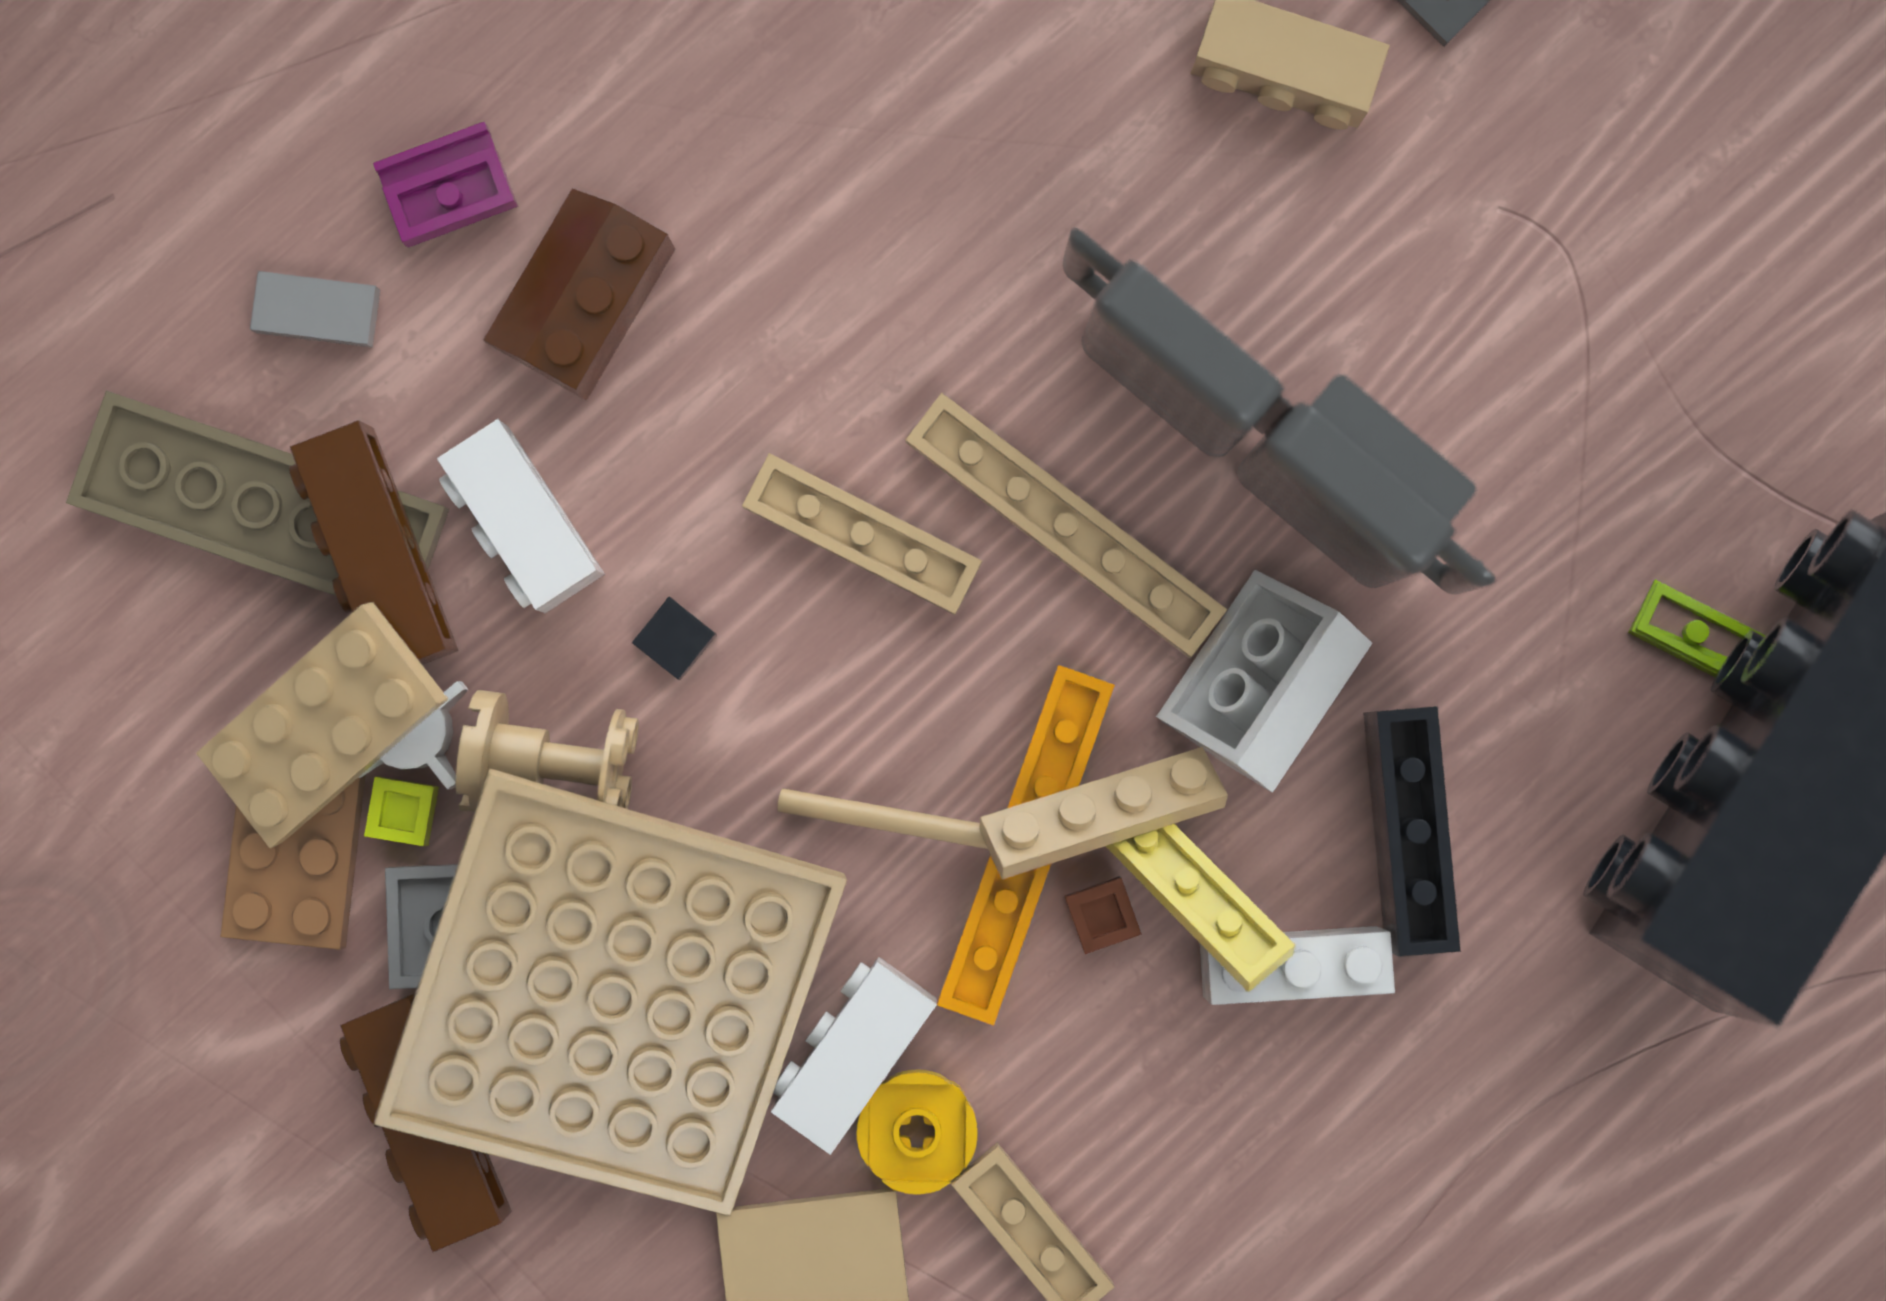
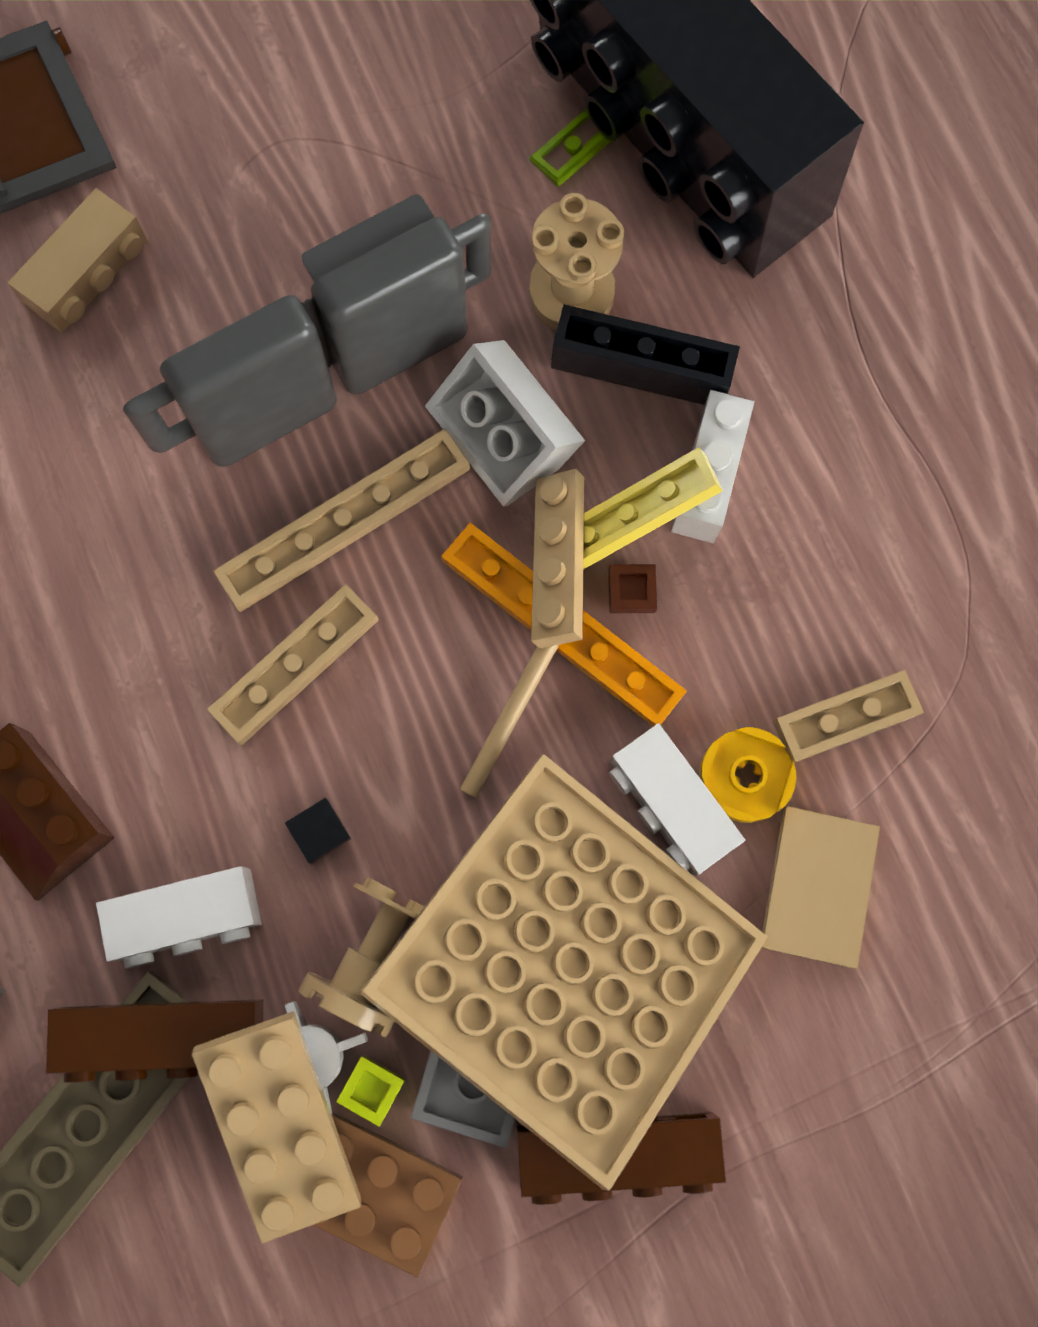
camera: 70 degrees left, 10 degrees down
(1503, 700) = (575, 254): none -> tan piece

